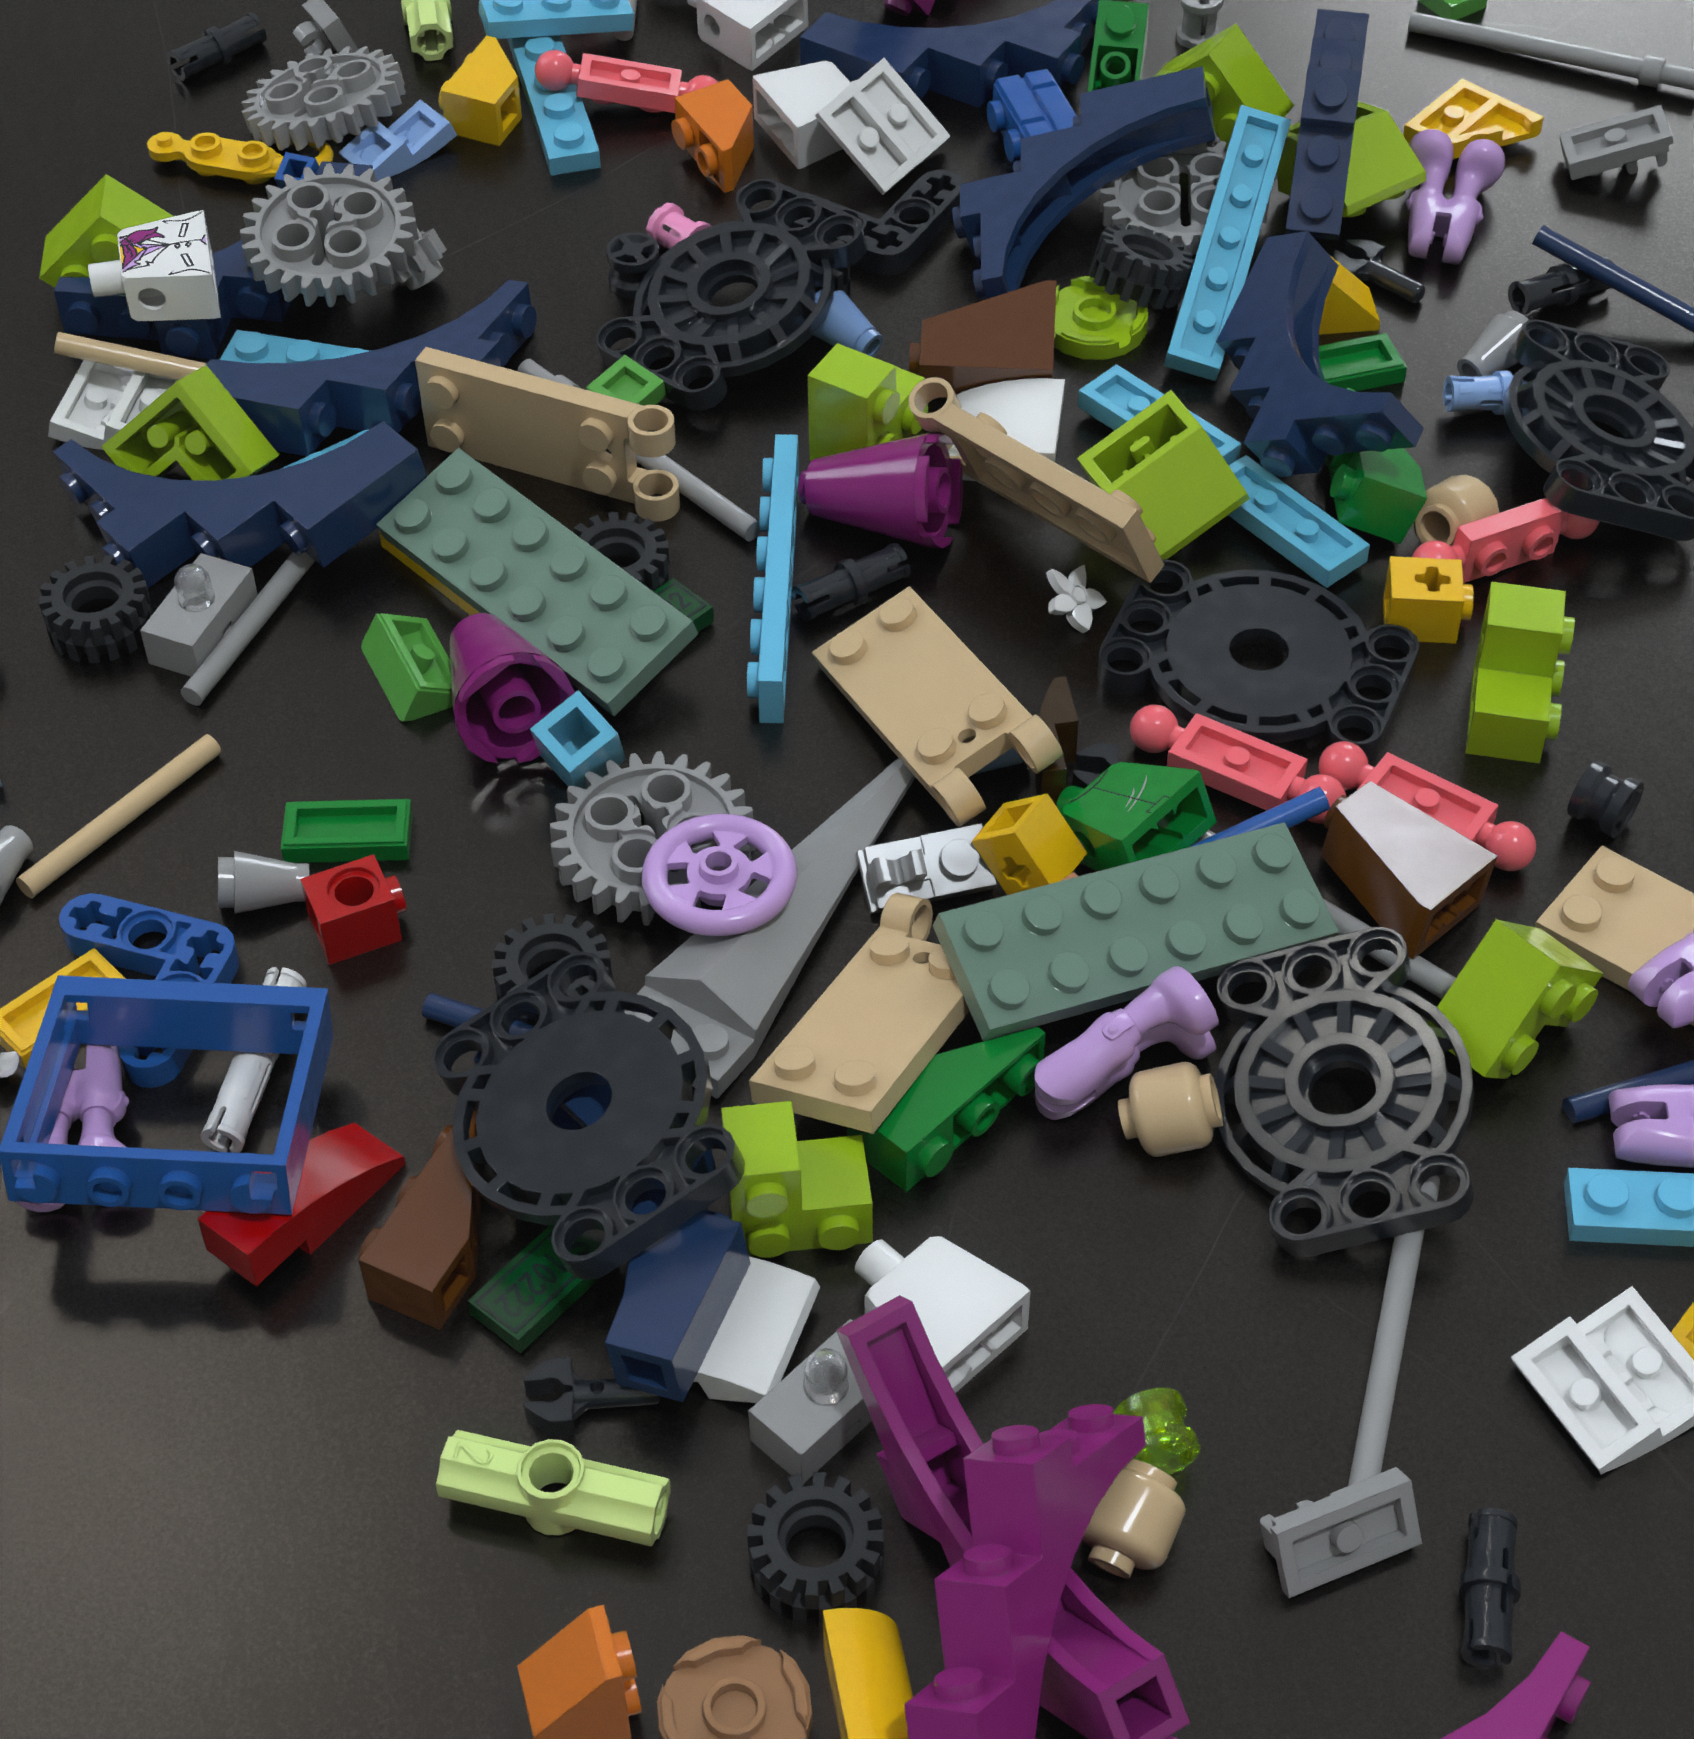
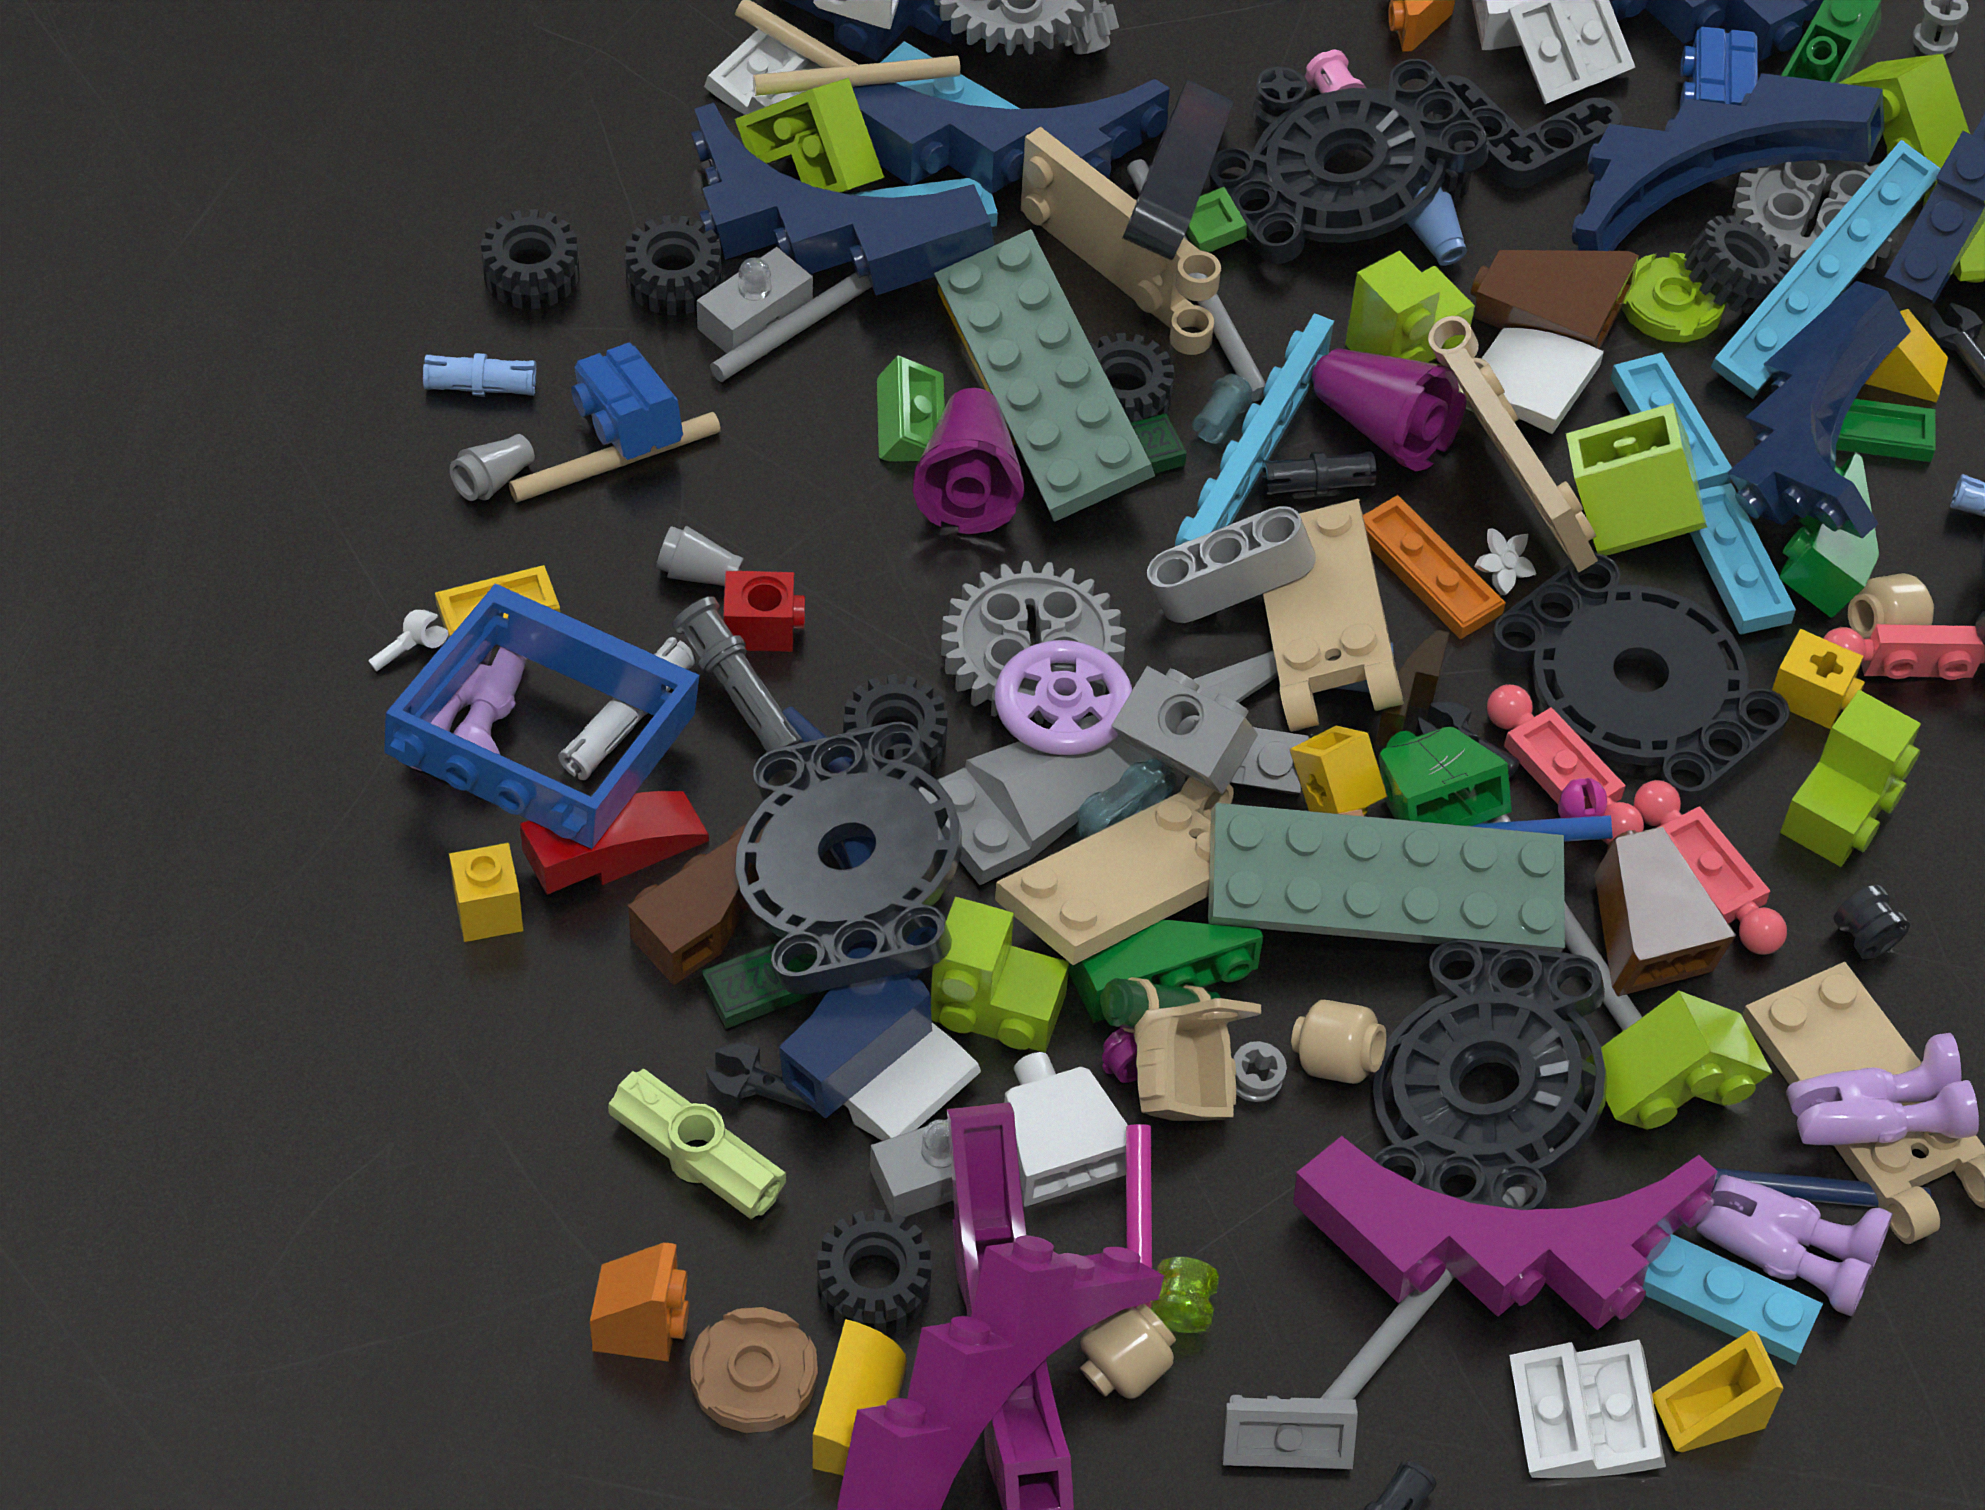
camera: 20 degrees right, 5 degrees up
(112, 752) = (627, 401): none -> blue brick
(169, 961) = (600, 599): blue beam -> none
(188, 1309) = (486, 892): none -> yellow brick
(218, 362) = (858, 75): none -> tan bar
(339, 966) = (725, 658): none -> dark grey pin
(347, 830) = (790, 540): green tile -> none
(577, 741) = (1006, 535): medium azure brick -> none
(583, 345) = (1178, 170): none -> black beam
(727, 544) = (1229, 398): none -> clear light blue pin
(819, 689) = (1231, 564): none -> light grey beam
(835, 942) = (1137, 790): none -> clear light blue plate
(894, 877) = (1205, 754): none -> light grey brick
(964, 1206) = (1121, 1056): none -> magenta plate
(1010, 631) = (1431, 568): none -> orange tile
(1022, 1172) = (1180, 1046): none -> tan piece
(1056, 1338) = (1139, 1193): none -> dark pink bar
(1084, 1069) = (1319, 967): lavender piece -> none
(1103, 1191) = (1264, 1057): none -> light grey bush
(1273, 783) = (1572, 799): none -> dark pink hinge
(1361, 1270) = (1503, 1255): none -> magenta arch

